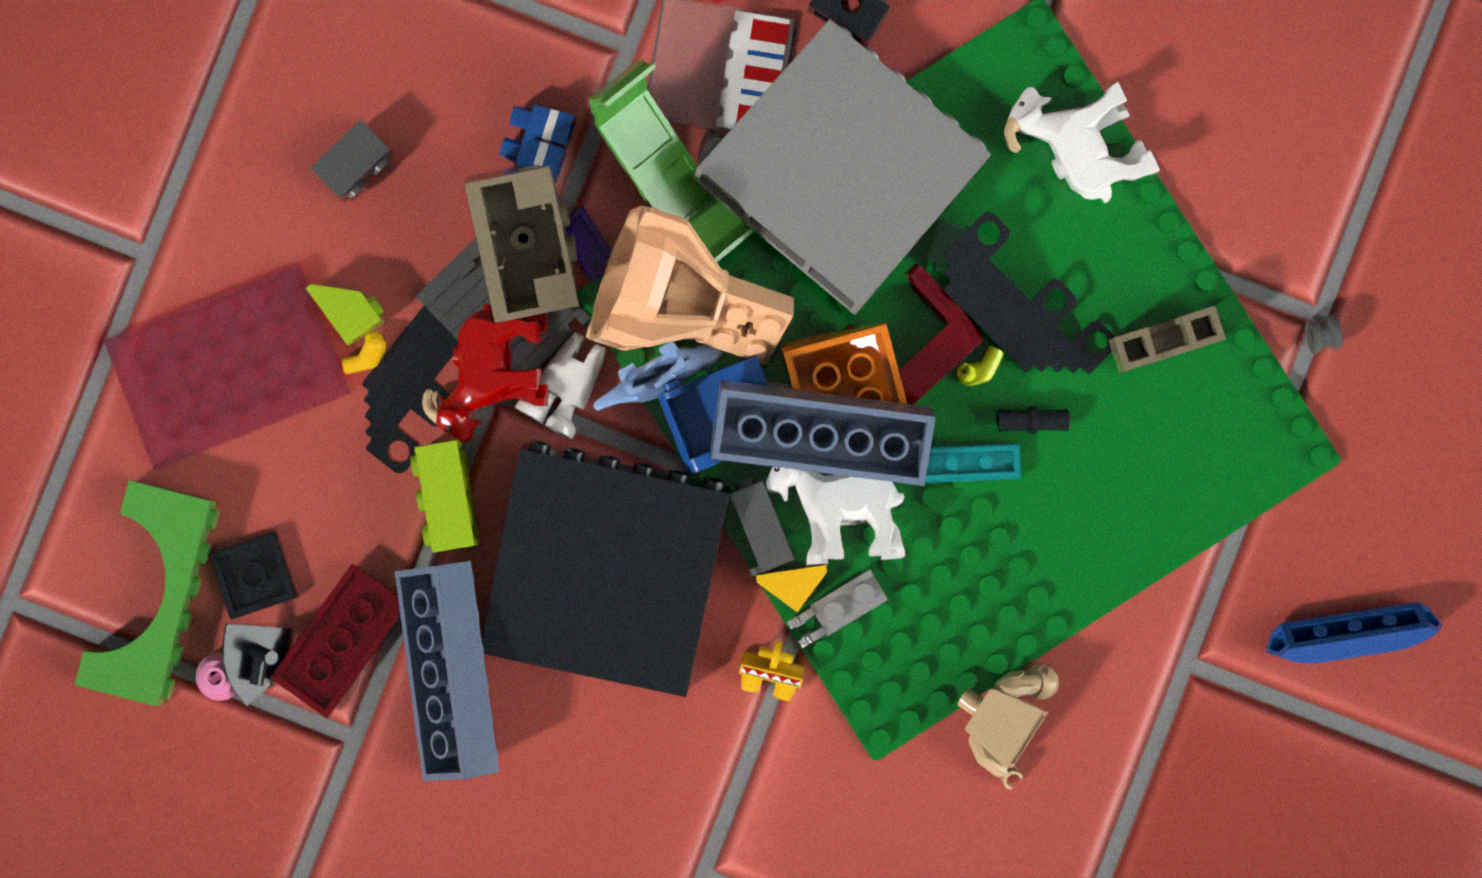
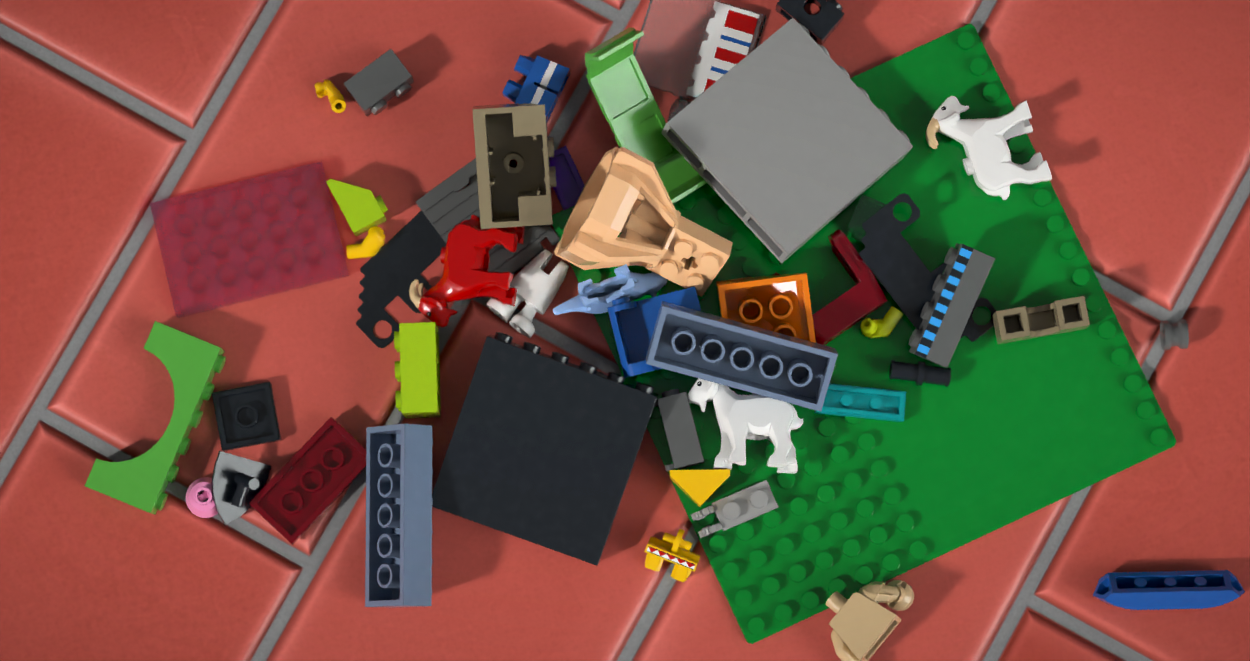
camera: 10 degrees right, 5 degrees down
(303, 184) = (335, 98): none -> yellow arm
(1059, 336) = (951, 304): none -> dark grey brick

